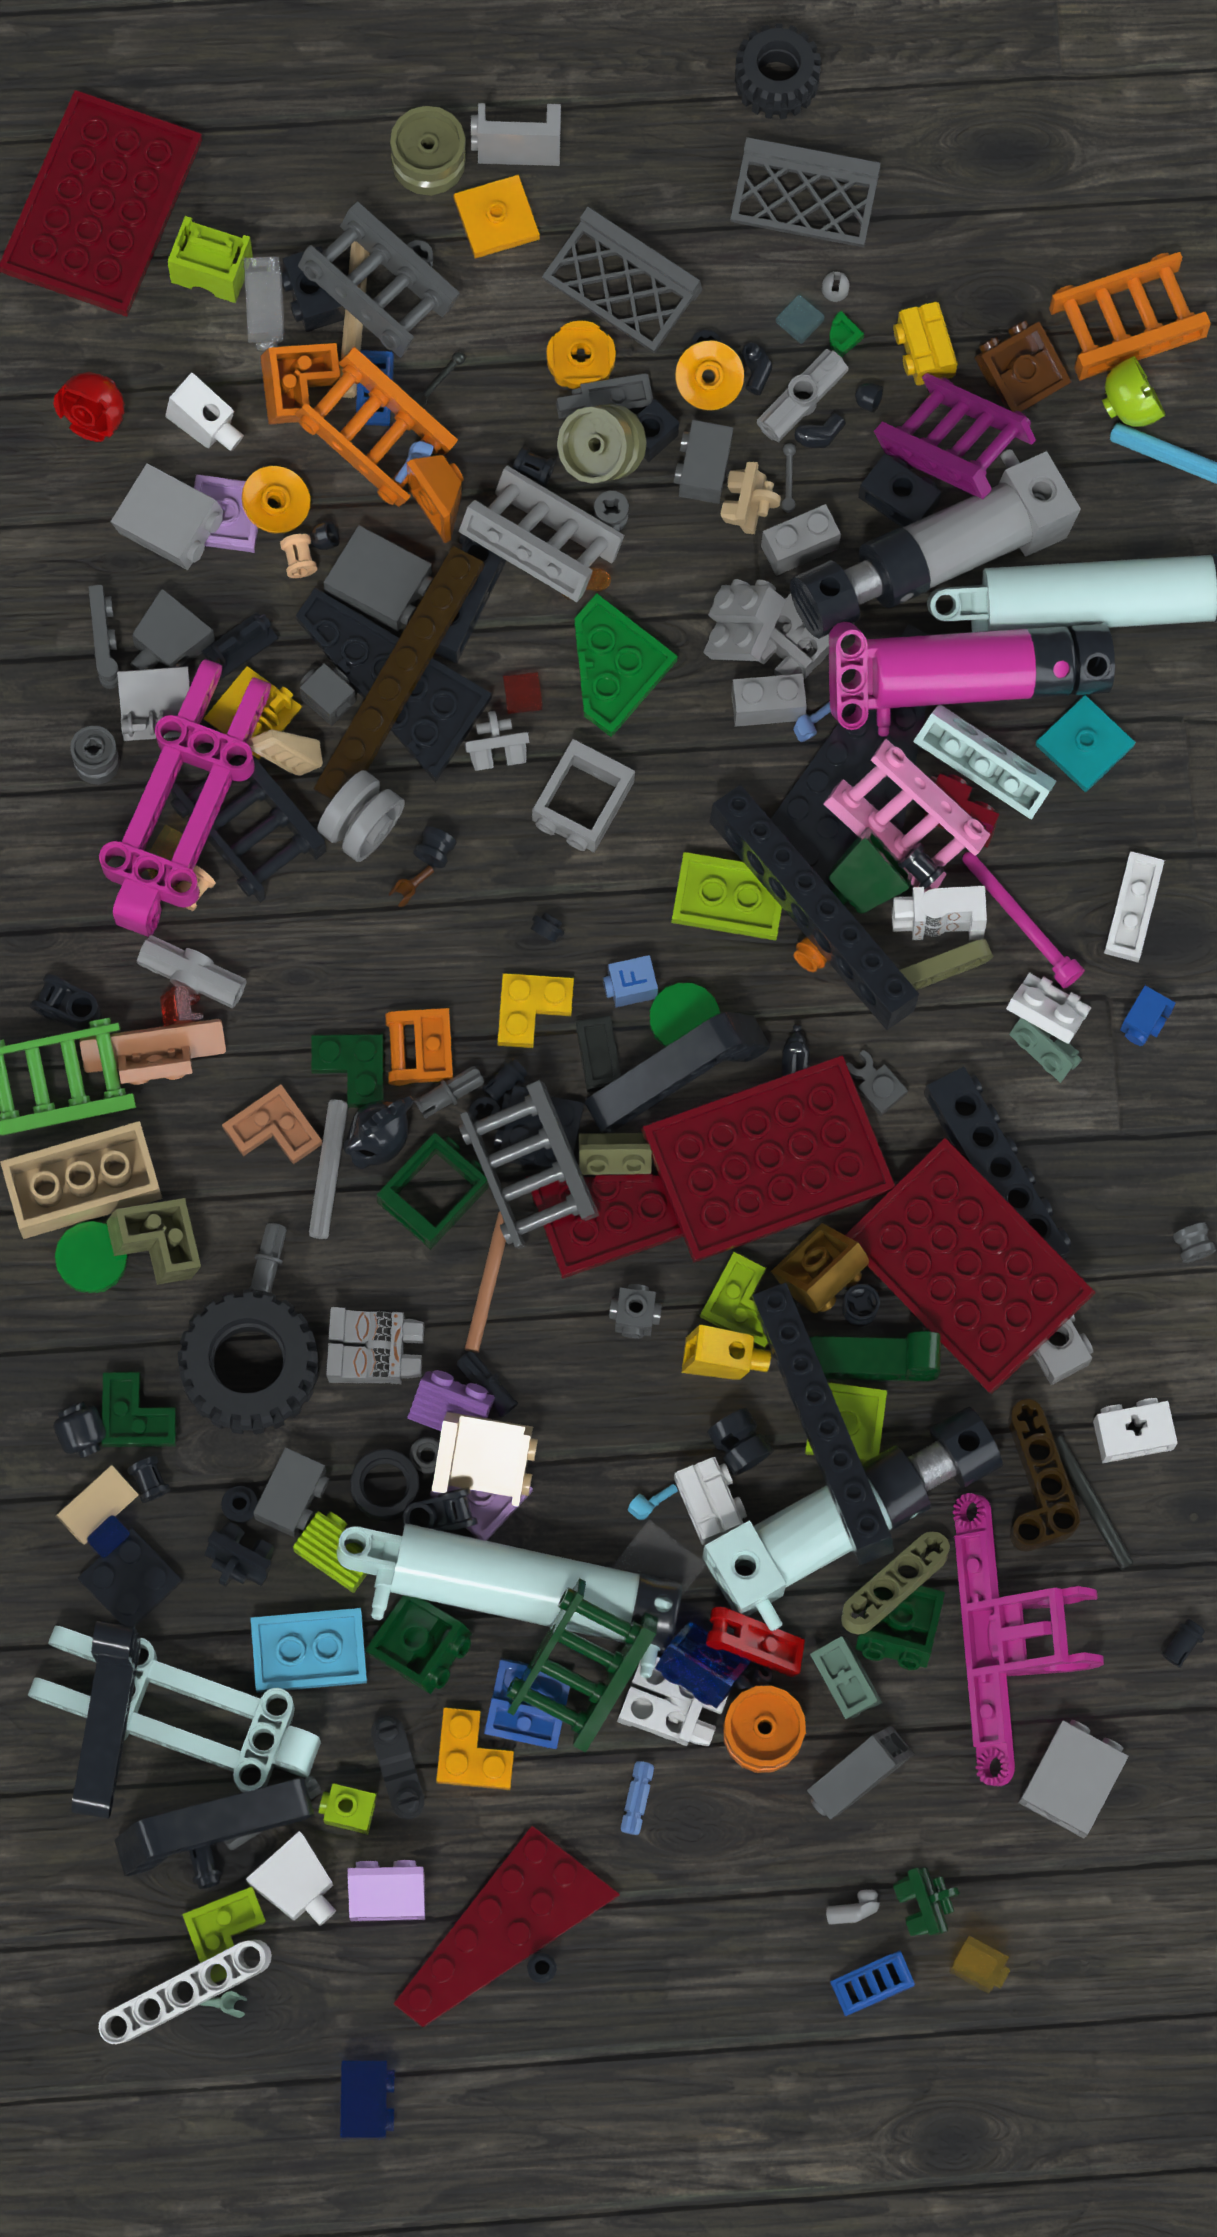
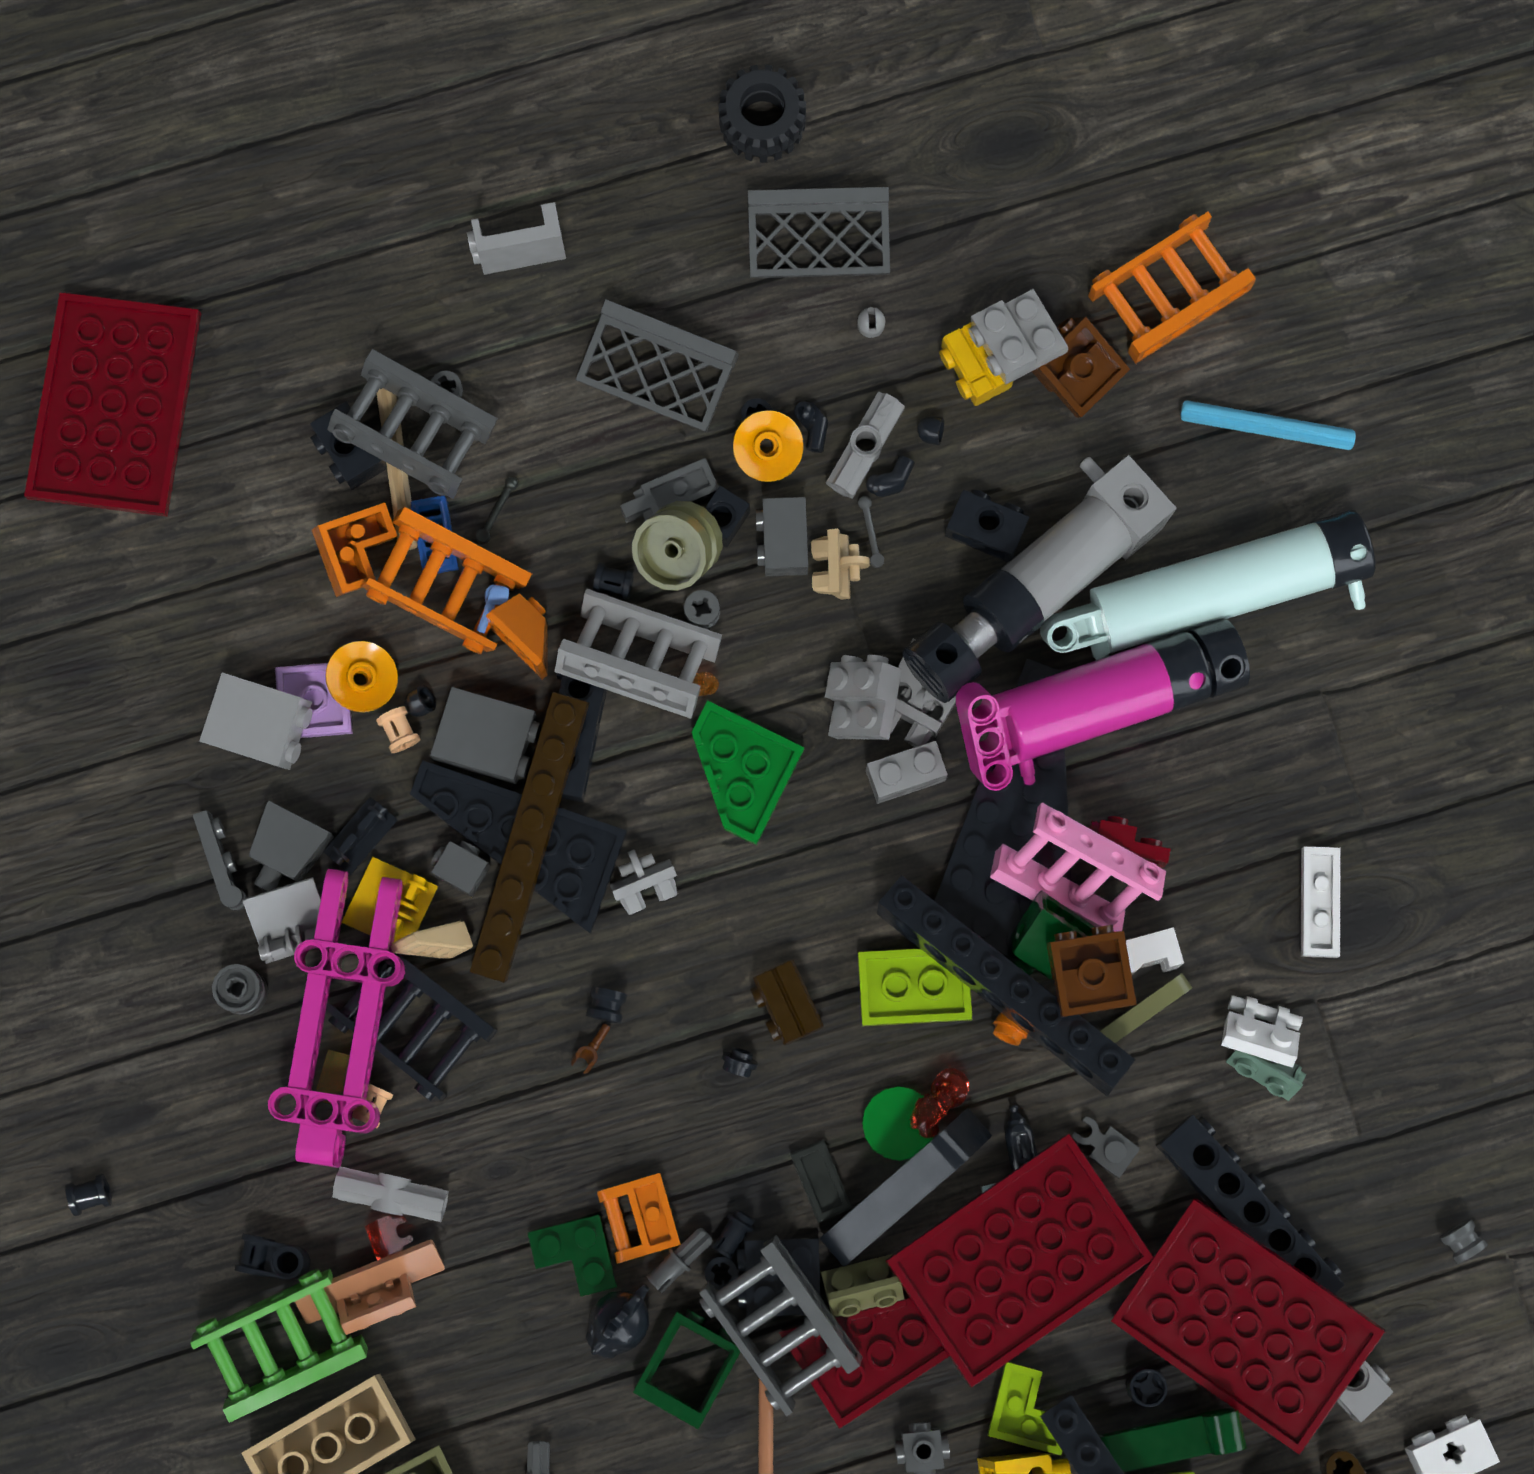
camera: 10 degrees left, 5 degrees up
(91, 405) = (152, 619): red cylinder -> none
(196, 404) = (256, 595): white torso -> none
(206, 258) = (233, 441): lime piece -> none
(264, 302) = (302, 476): clear window -> none
(276, 1117) = (508, 1328): nougat plate -> none
(328, 1169) = (577, 1369): light grey axle -> none
(361, 816) = (529, 996): light grey wheel -> none
(428, 150) = (431, 275): olive wheel -> none
(496, 216) = (515, 327): light orange plate -> none
(522, 693) = (657, 819): clear red plate -> none
(524, 998) = (732, 1140): yellow plate -> none
(585, 336) = (645, 437): light orange plate -> none
(598, 766) = (750, 880): light grey window -> none
(606, 884) = (787, 1003): none -> dark brown brick
(631, 981) = (836, 1100): medium blue brick -> none
(738, 996) = (947, 1092): none -> clear red arm
(800, 319) = (843, 364): clear light blue tile -> none
(800, 539) = (899, 597): light grey brick -> none
(805, 726) = (948, 790): medium blue hand -> none
(821, 1268) = (1097, 1358): pearl gold brick -> none
(844, 334) = (891, 371): green tile -> none
(896, 902) = (1091, 971): none -> reddish brown plate
(921, 866) = (1098, 915): black bush -> none
(949, 463) = (1030, 489): magenta fence -> none
(968, 323) = (1017, 336): none -> light grey plate
(984, 761) = (1139, 789): light aqua brick -> none
(1065, 969) = (1266, 982): dark pink piece -> none
(1085, 743) = (1231, 742): teal plate -> none
(1131, 395) = (1194, 371): lime cylinder -> none
(1146, 1016) = (1360, 1015): blue brick -> none

